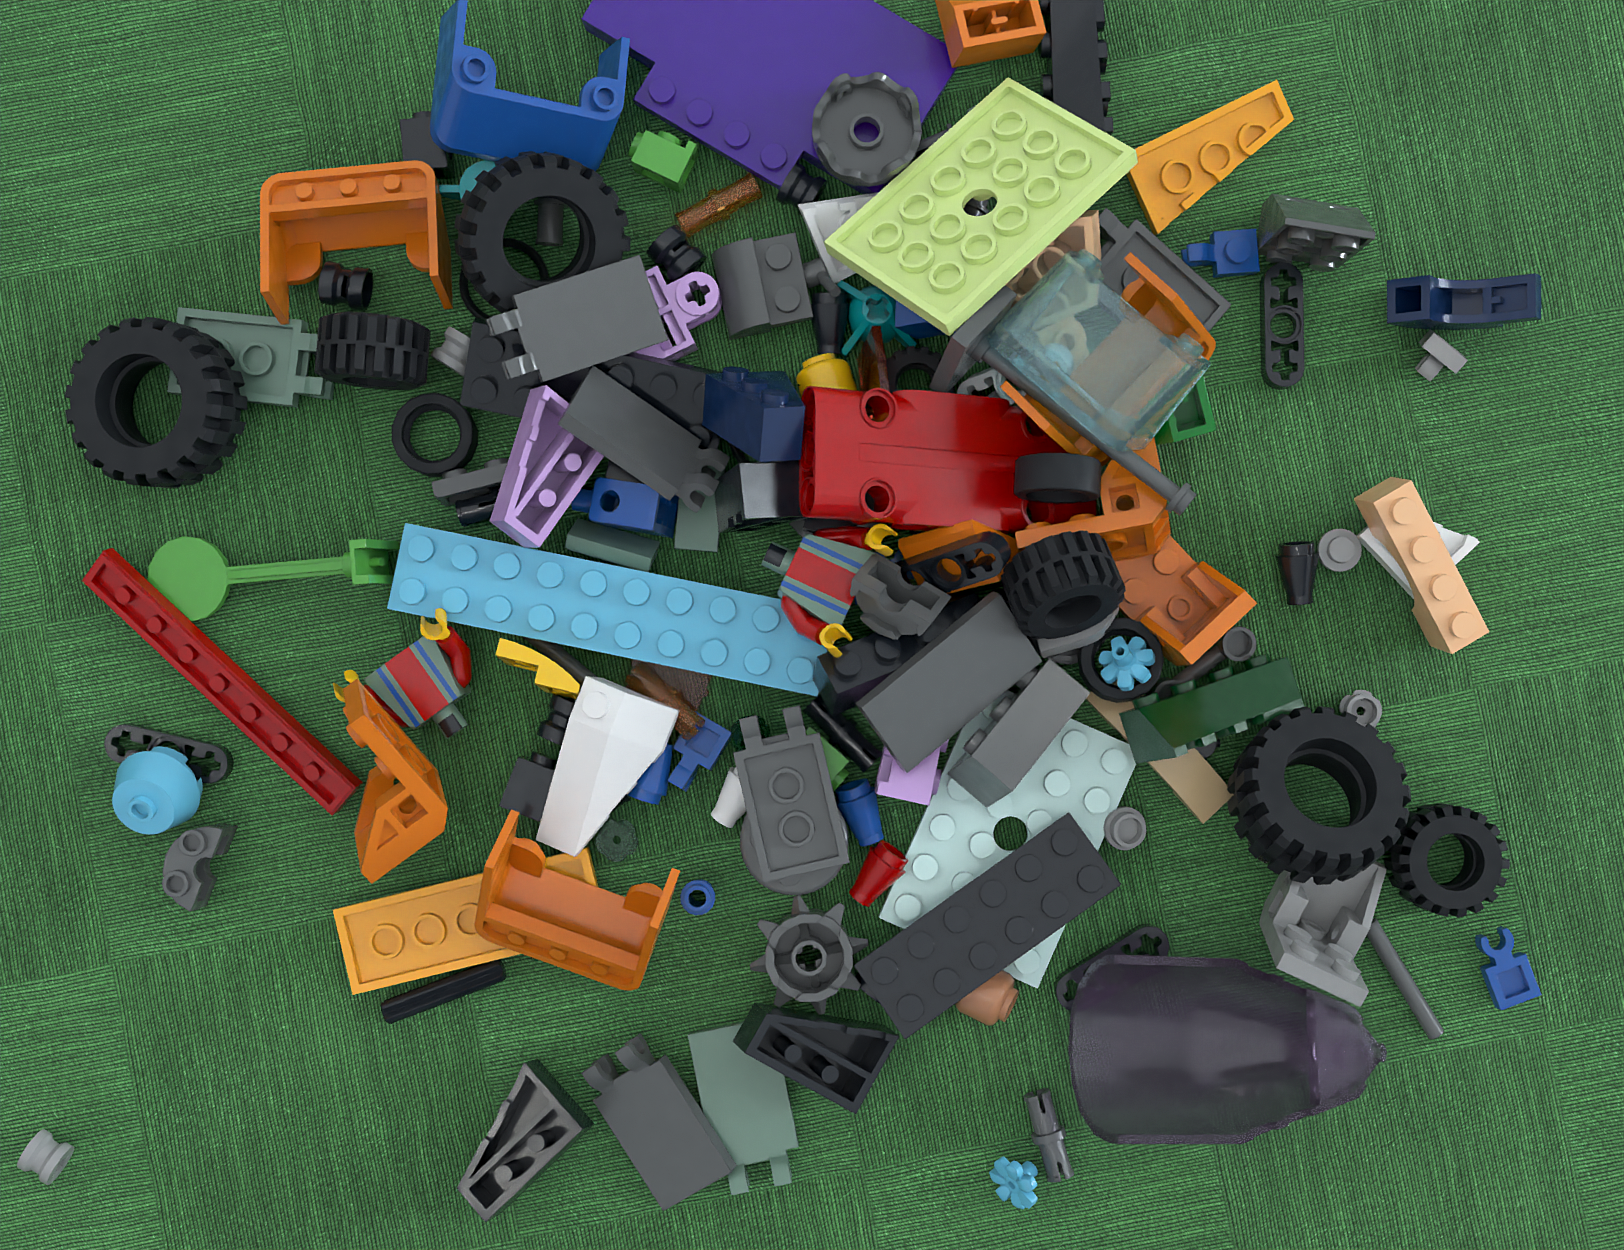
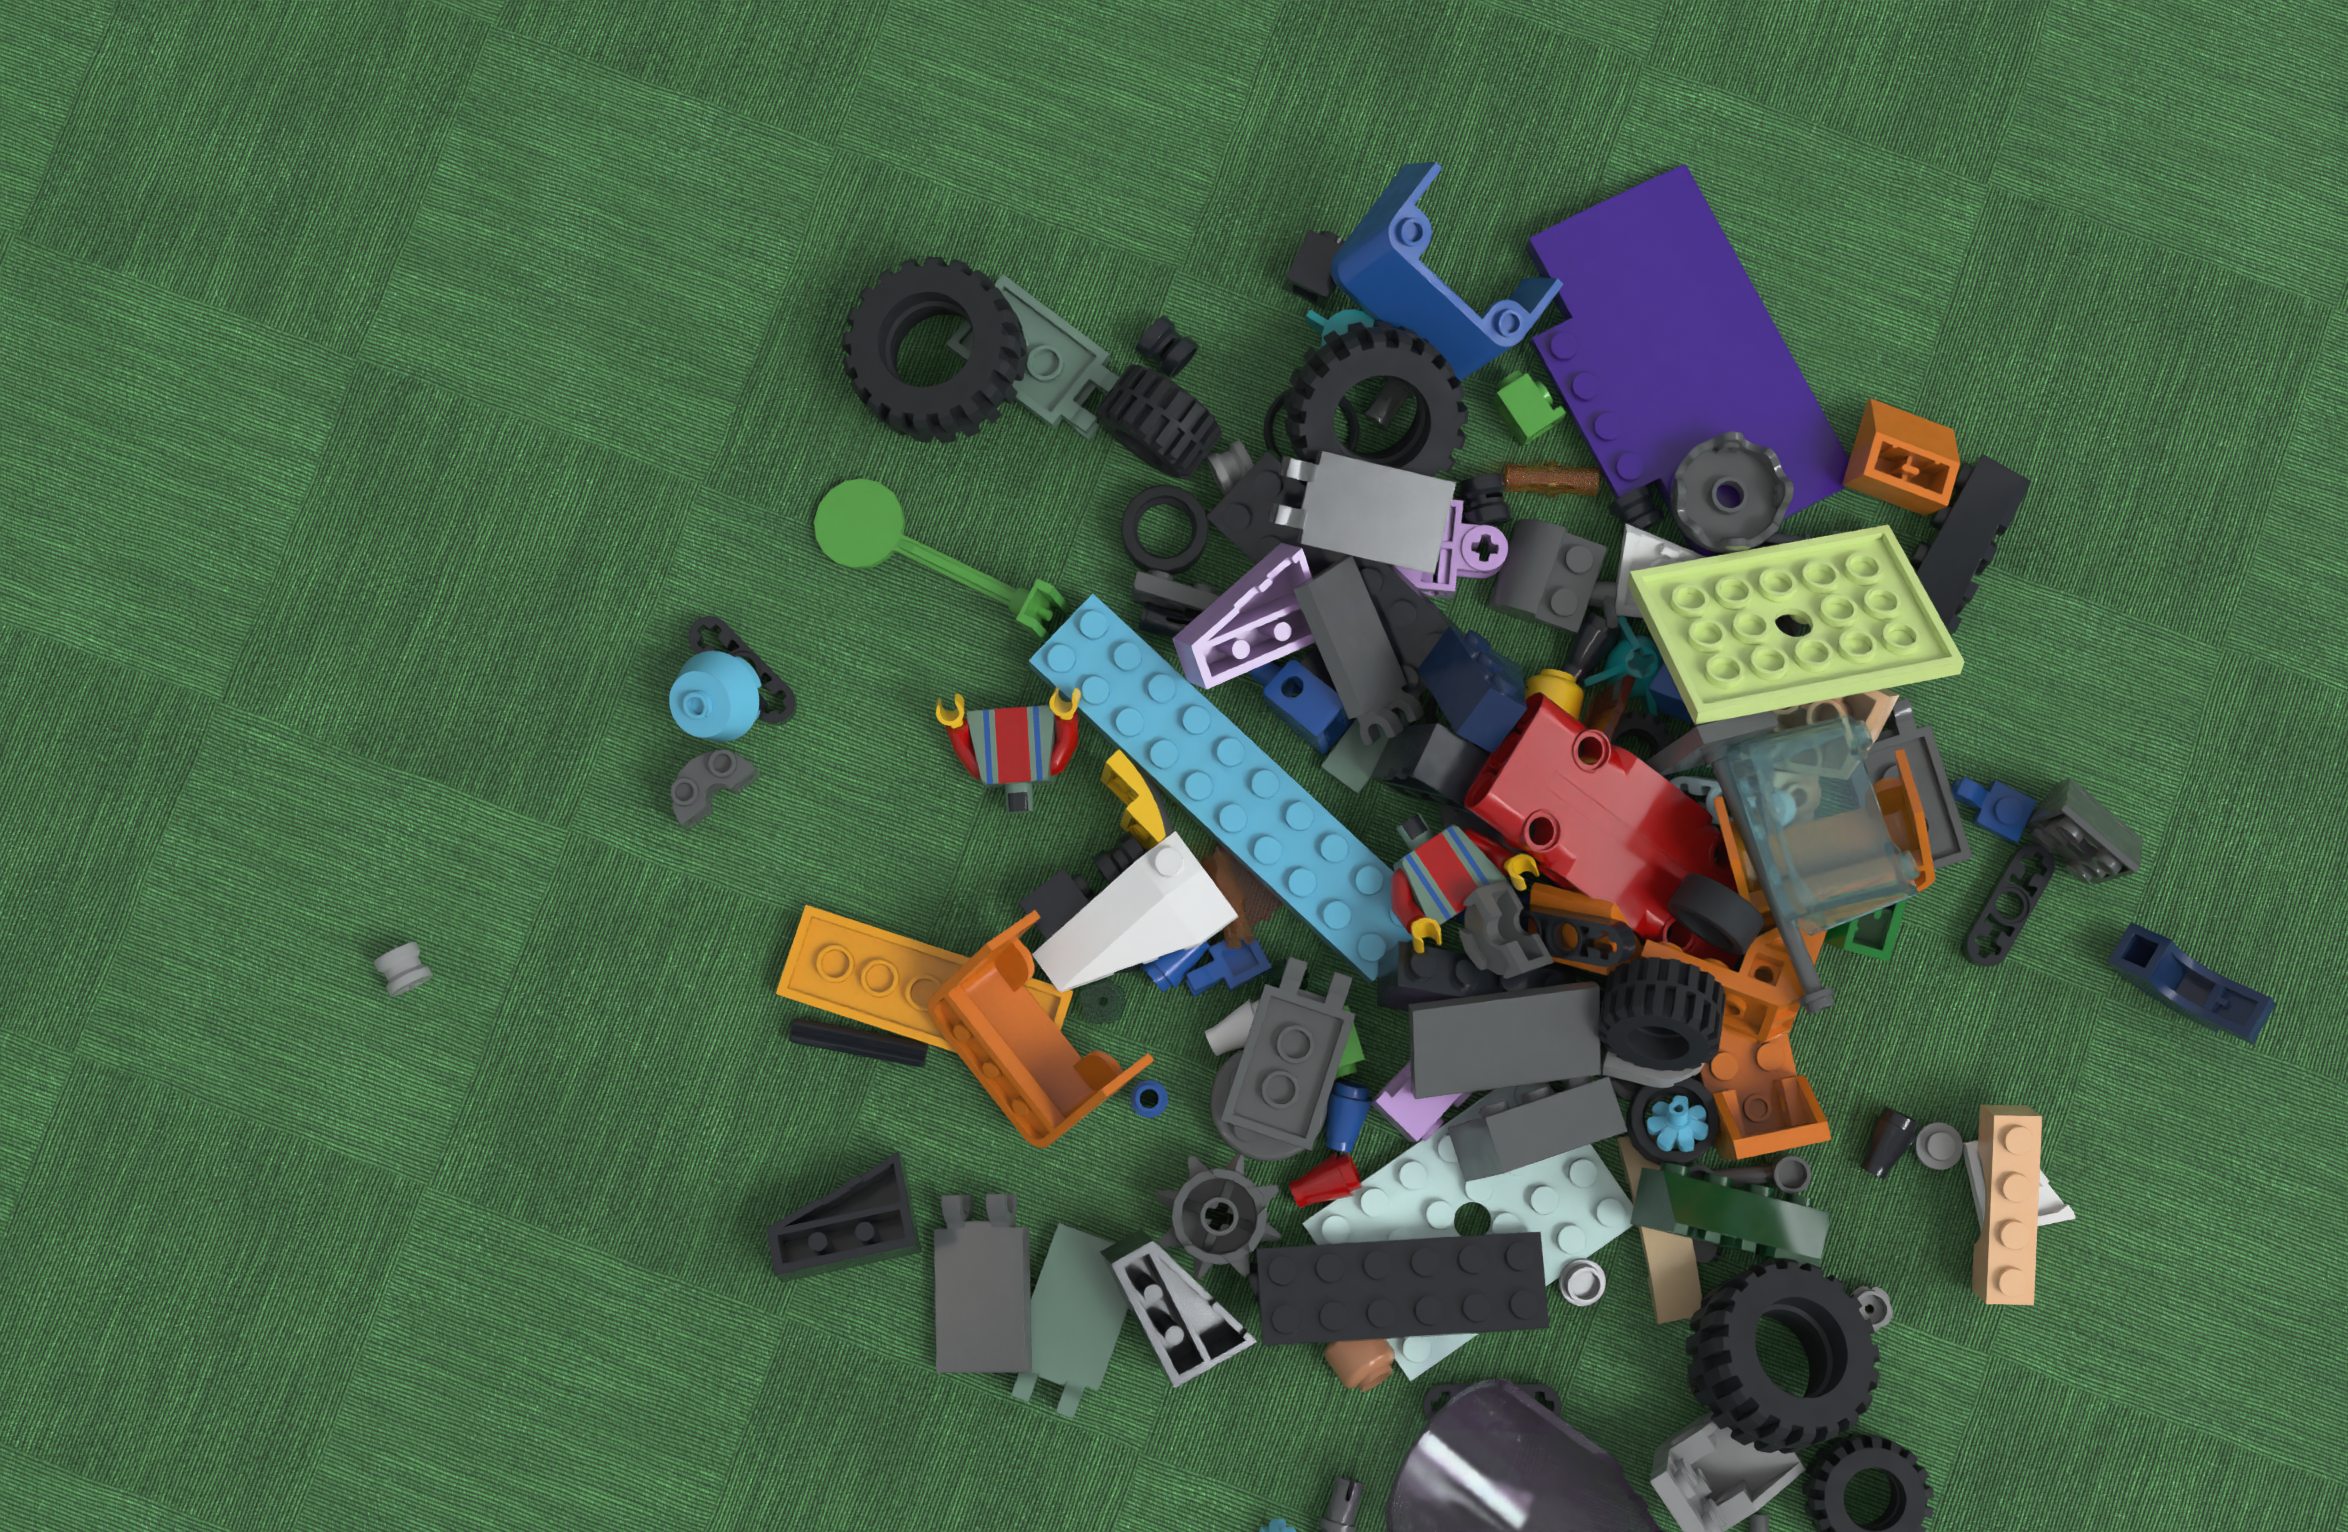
camera: 25 degrees right, 5 degrees down
(221, 681) = (832, 635): red tile -> none
(350, 210) = (1215, 284): orange windscreen -> none
(391, 817) = (923, 857): orange bracket -> none
(612, 545) = (1265, 728): sand green tile -> none
(843, 734) = (1372, 1031): black pin -> none
(1198, 155) = (2020, 701): light orange wing -> none
(1438, 355) = (2141, 1021): light grey tile -> none

